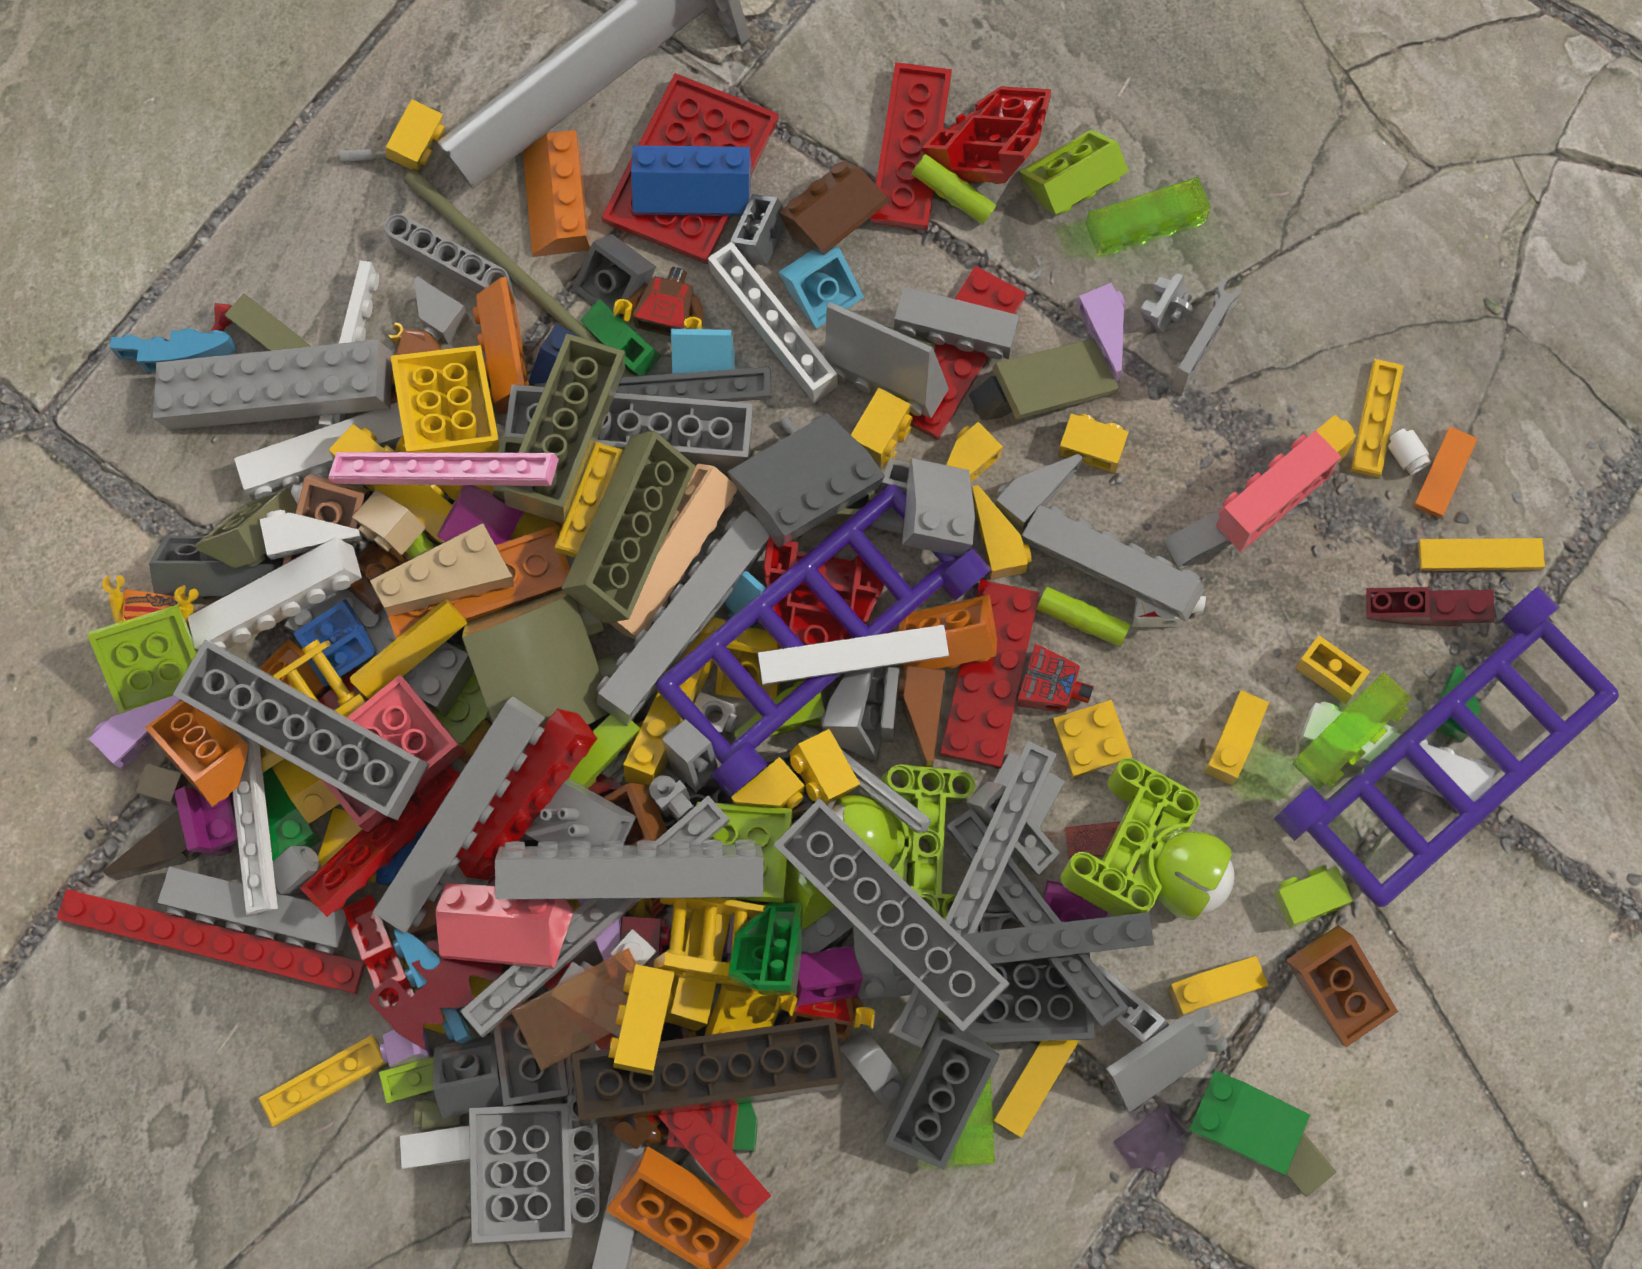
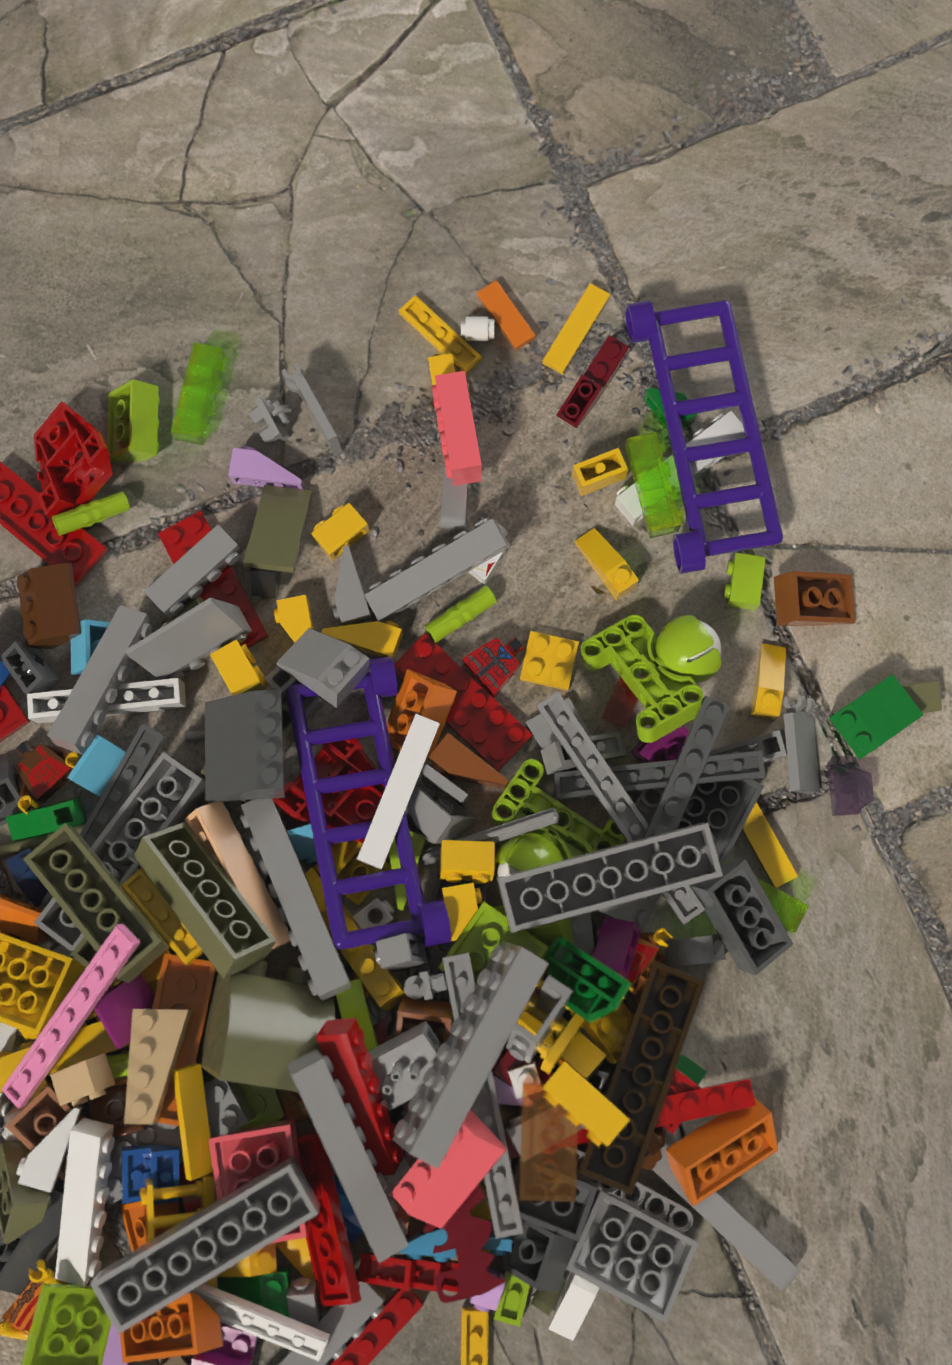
camera: 60 degrees left, 5 degrees up
(728, 932) = (553, 1000): none -> light grey panel
(785, 299) = (99, 681): none -> light grey brick

